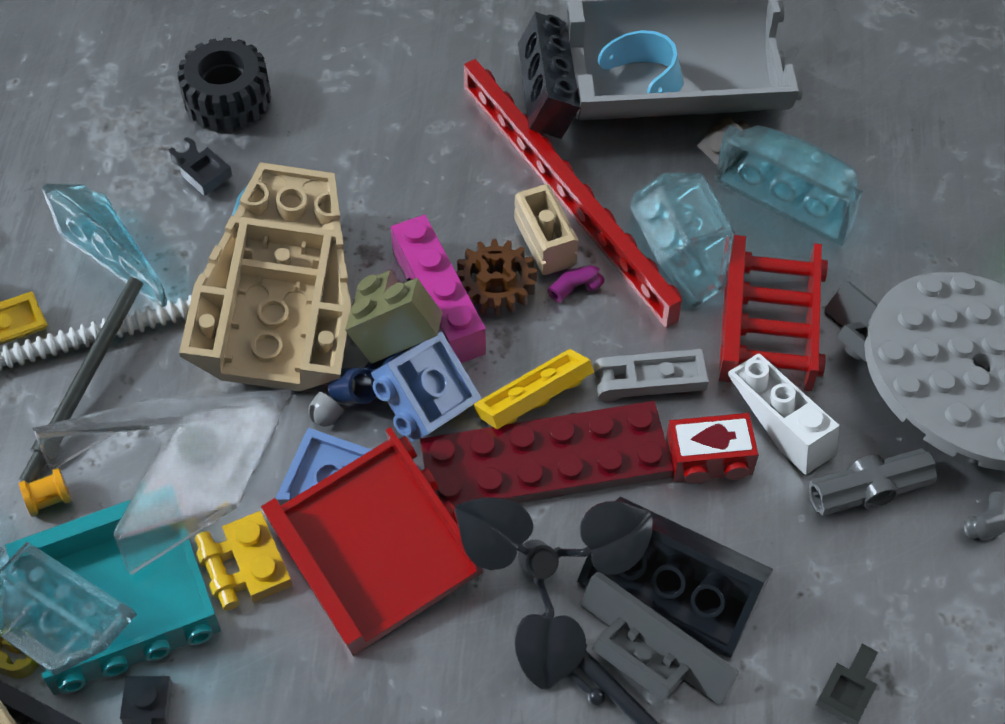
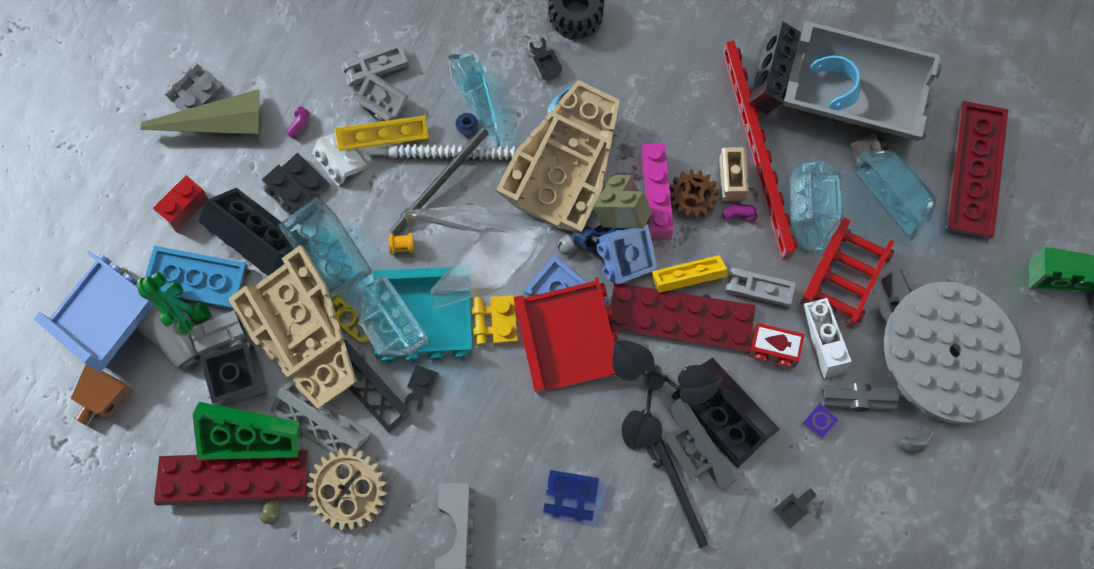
camera: 20 degrees right, 15 degrees up
(106, 295) = (467, 130): none -> dark blue plate
(829, 539) = (820, 421): none -> dark purple tile
(890, 128) = (977, 170): none -> dark red plate

